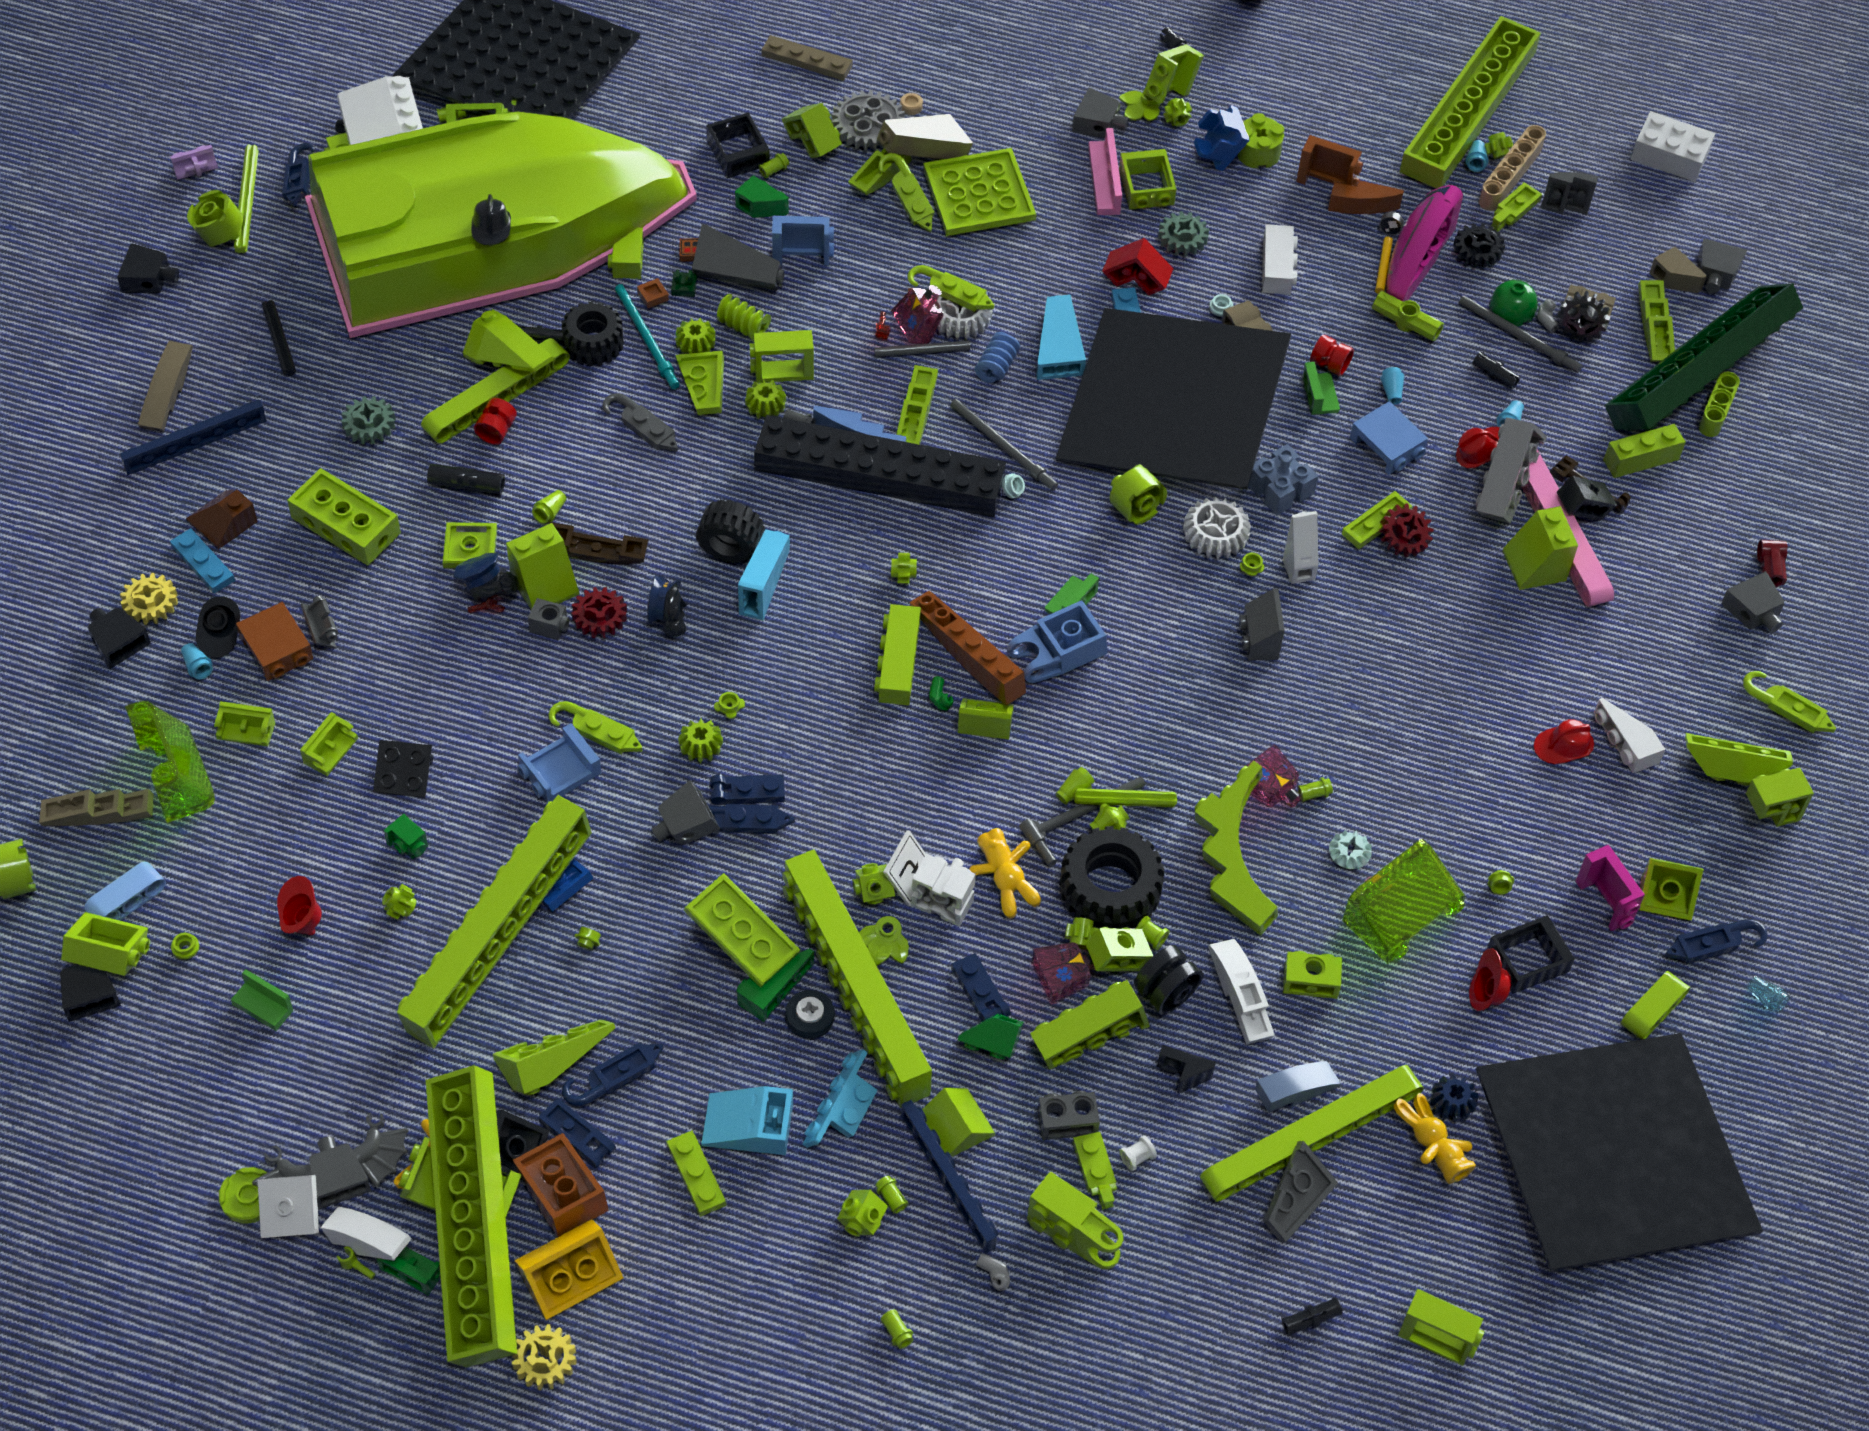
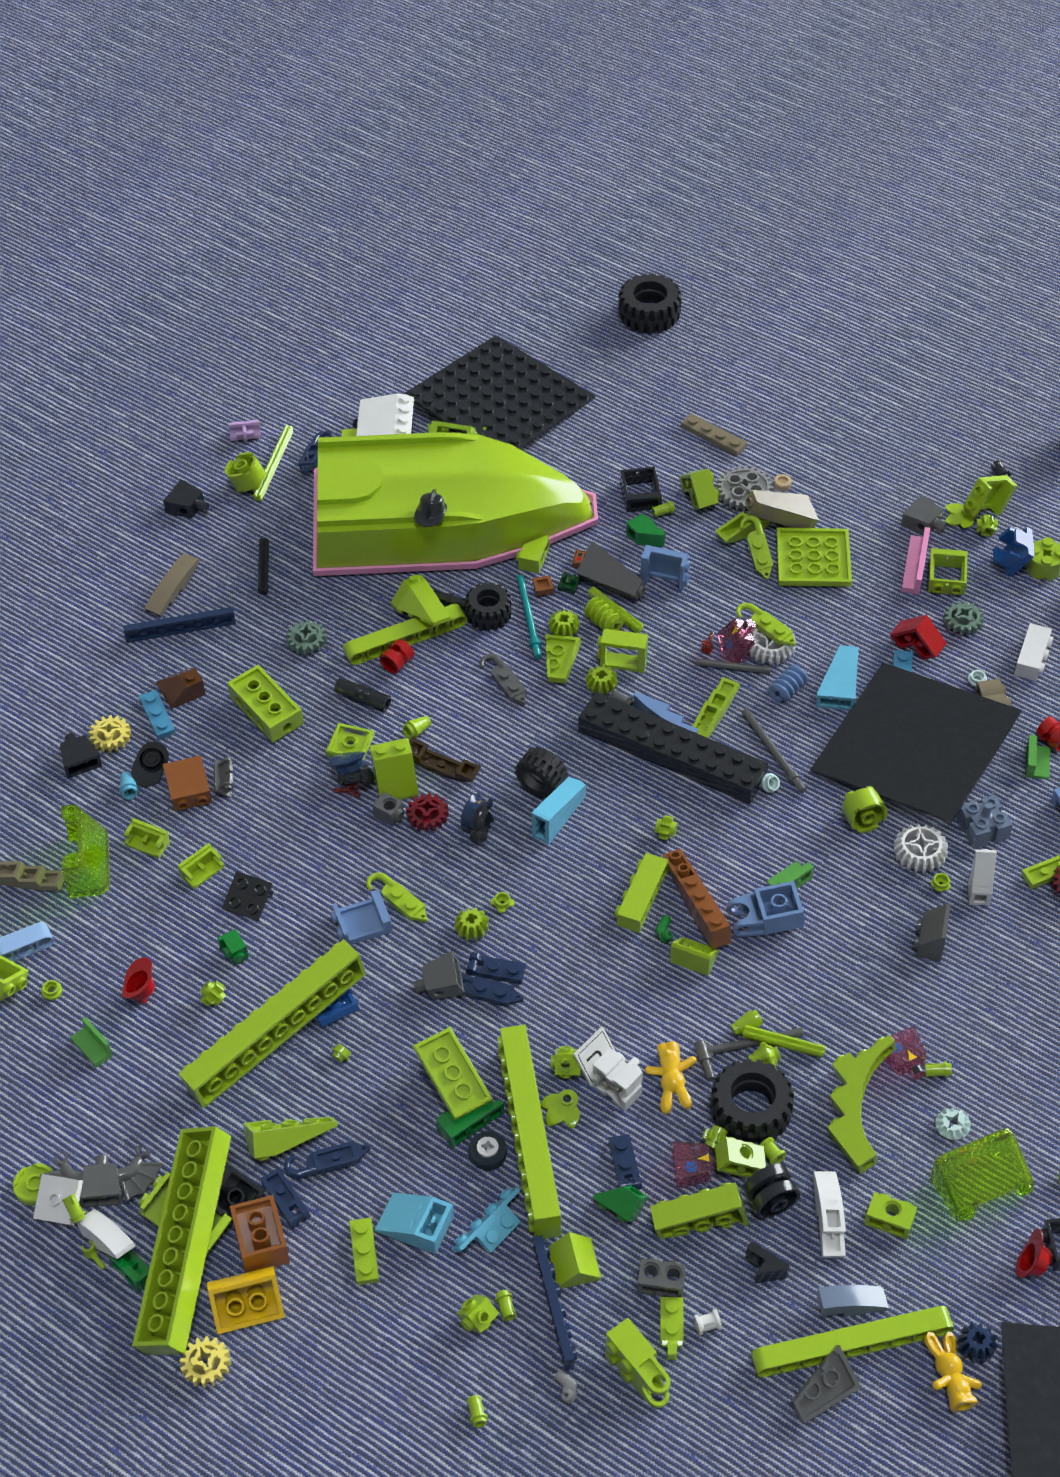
camera: 20 degrees right, 5 degrees down
(316, 1212) = (74, 1208): none -> lime pin
(777, 317) = (630, 621): none -> lime axle

